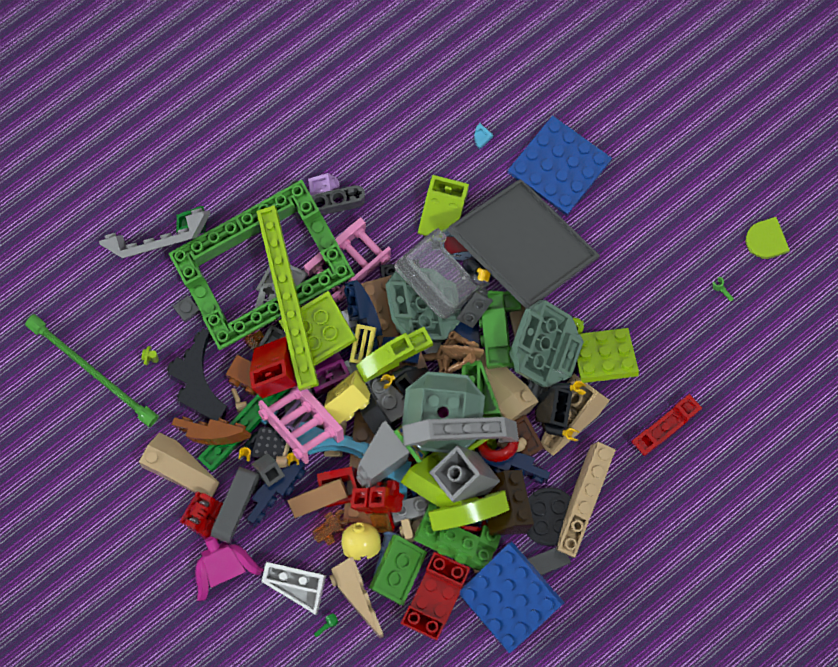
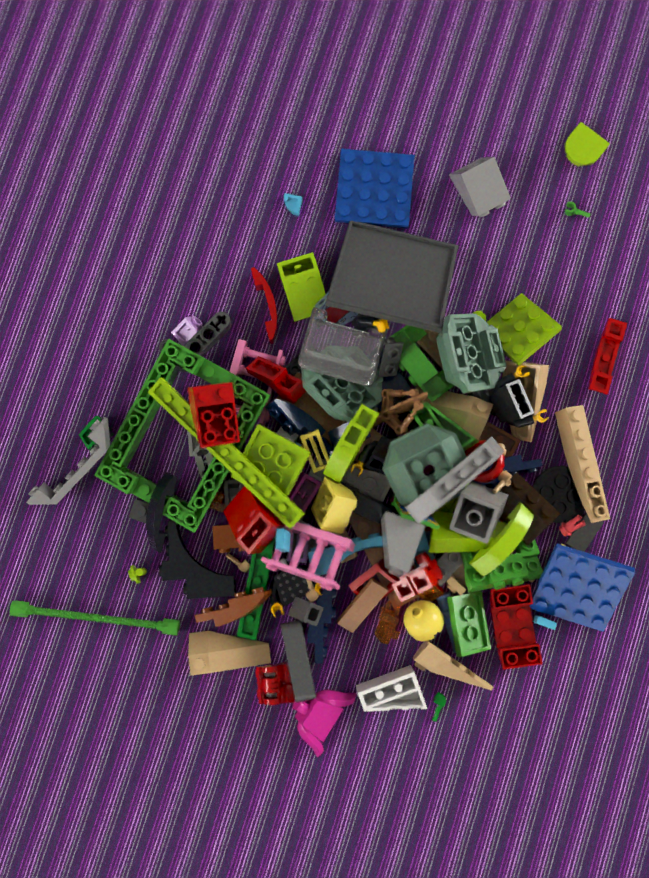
camera: 30 degrees left, 10 degrees up
(184, 334) = (164, 487): none -> black slope
(287, 396) = (283, 540): none -> medium azure tile
(298, 259) = (214, 414): none -> red slope
(369, 267) = (277, 378): none -> red slope
(395, 224) = (260, 284): none -> red slope
(463, 611) = (544, 622): none -> medium azure tile
(504, 466) = (504, 478): none -> tan hand
(540, 547) = (571, 526): none -> coral pin
(650, 218) = (481, 186): none -> light grey slope

